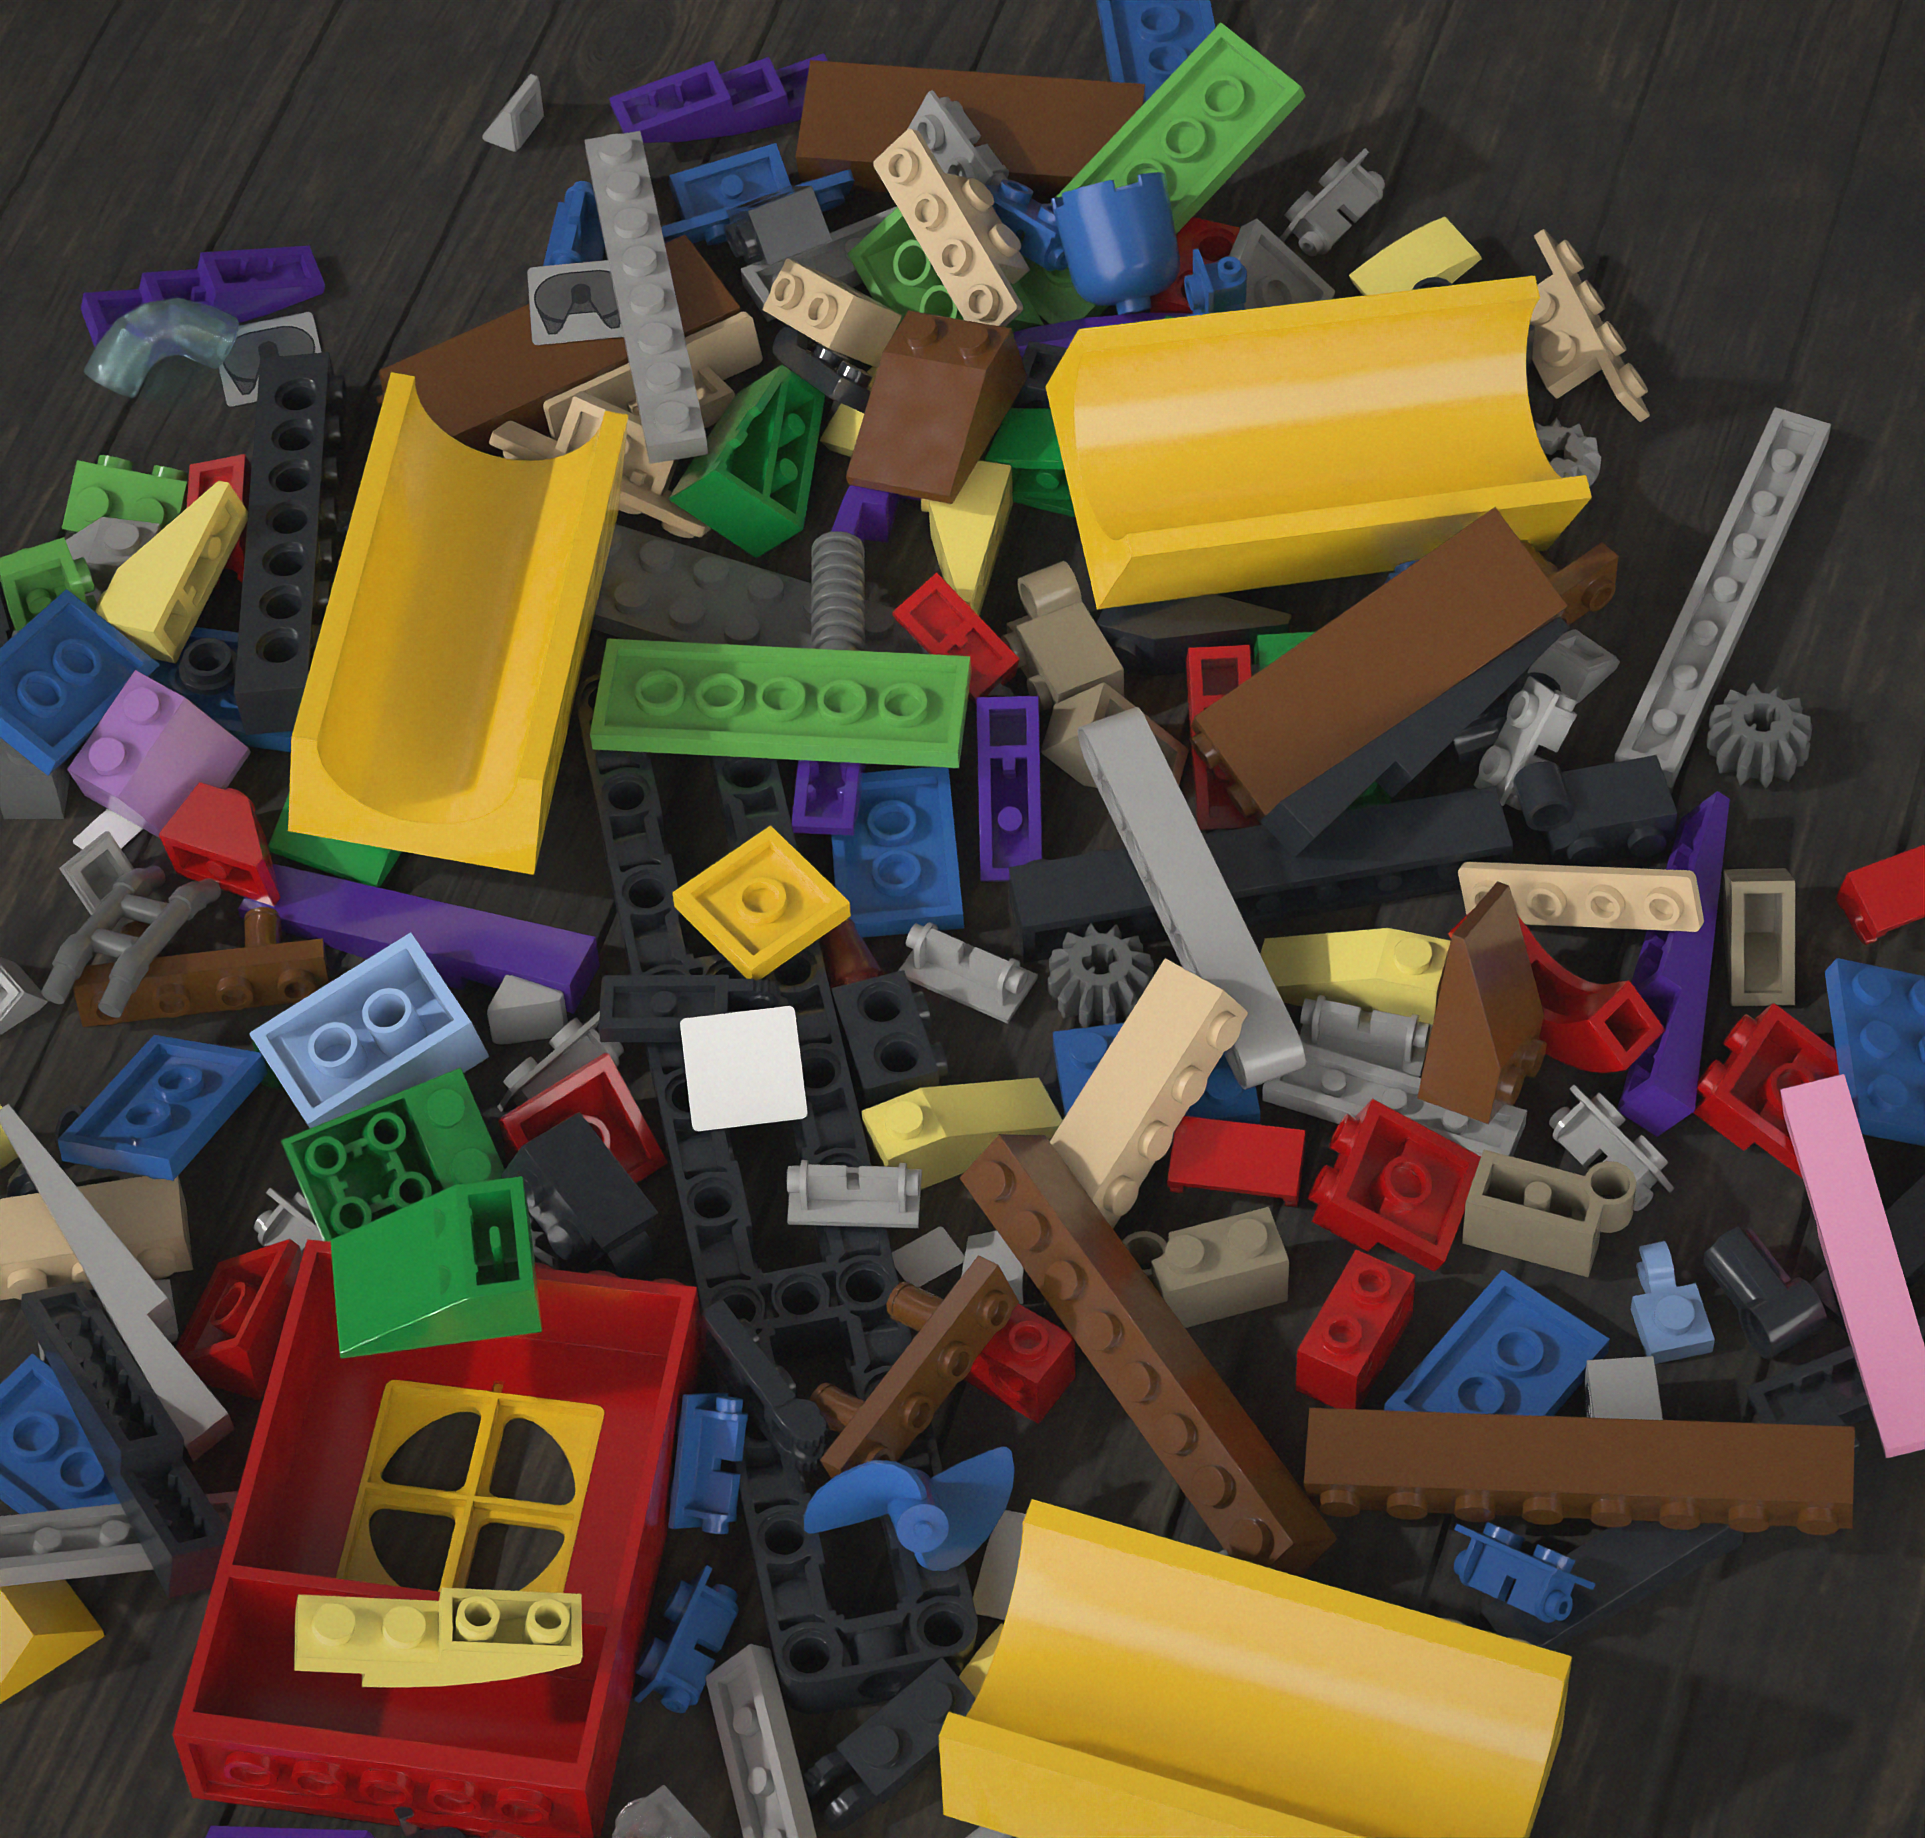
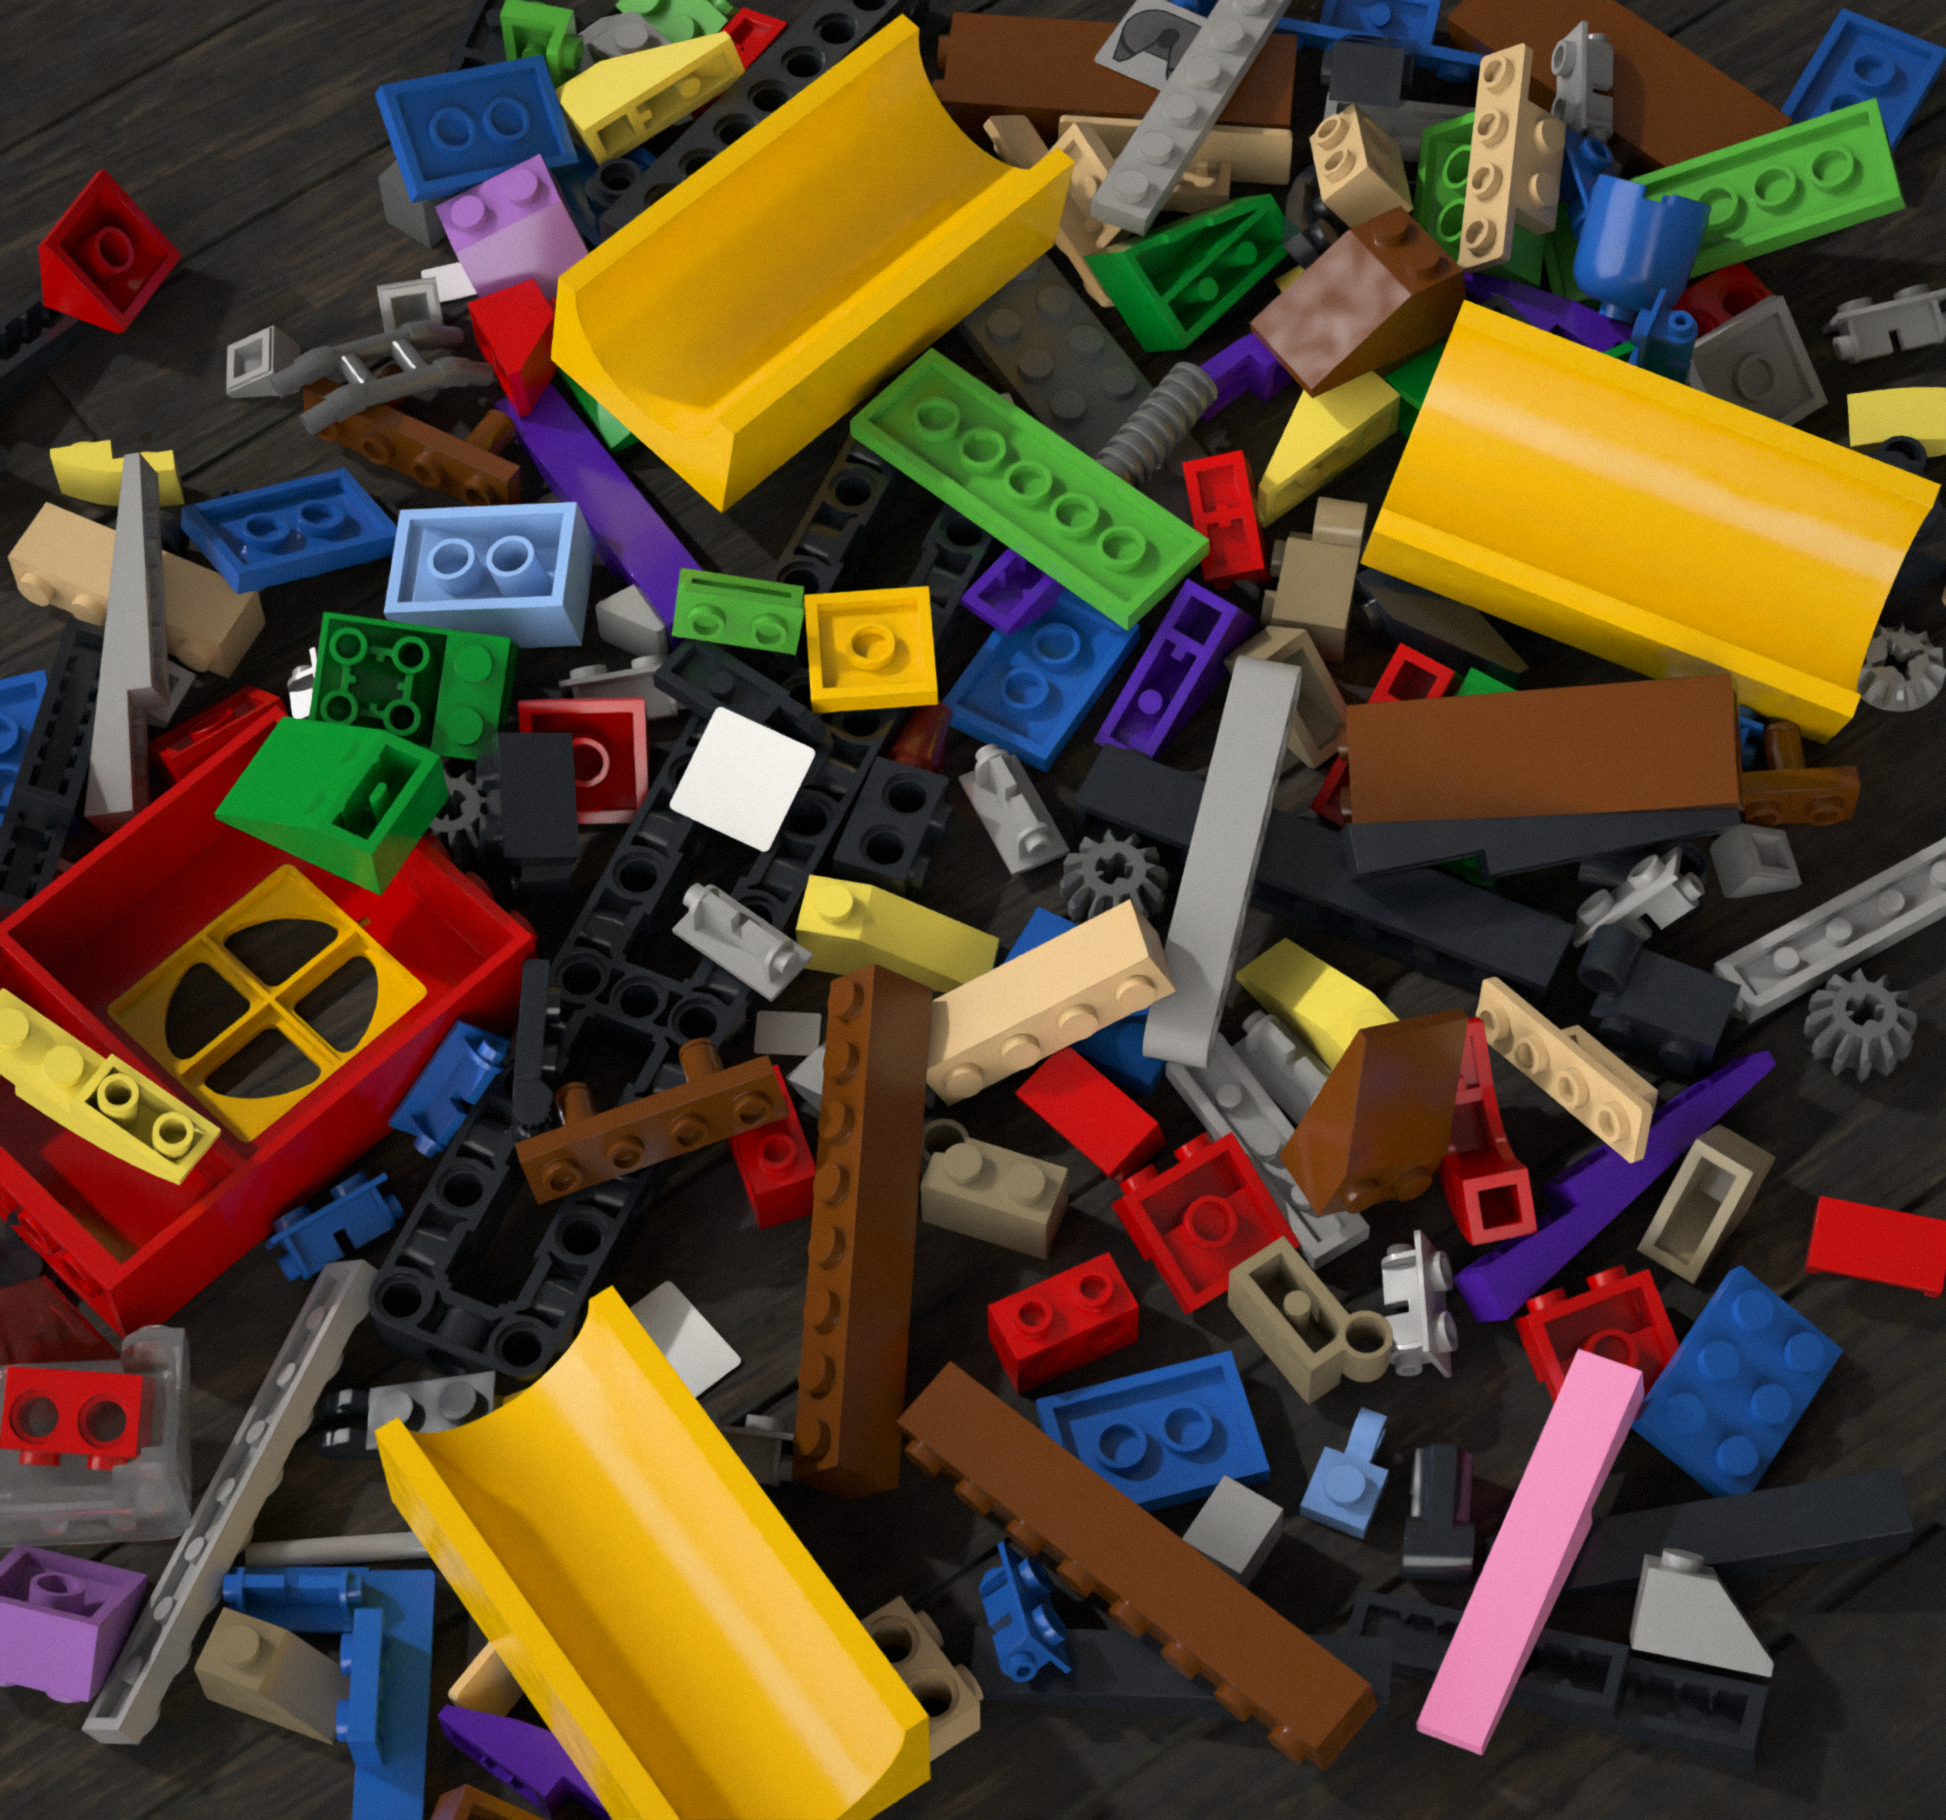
camera: 35 degrees right, 5 degrees up
(630, 936) = (738, 611): none -> bright green bracket
(934, 1517) = (570, 1246): blue piece -> none

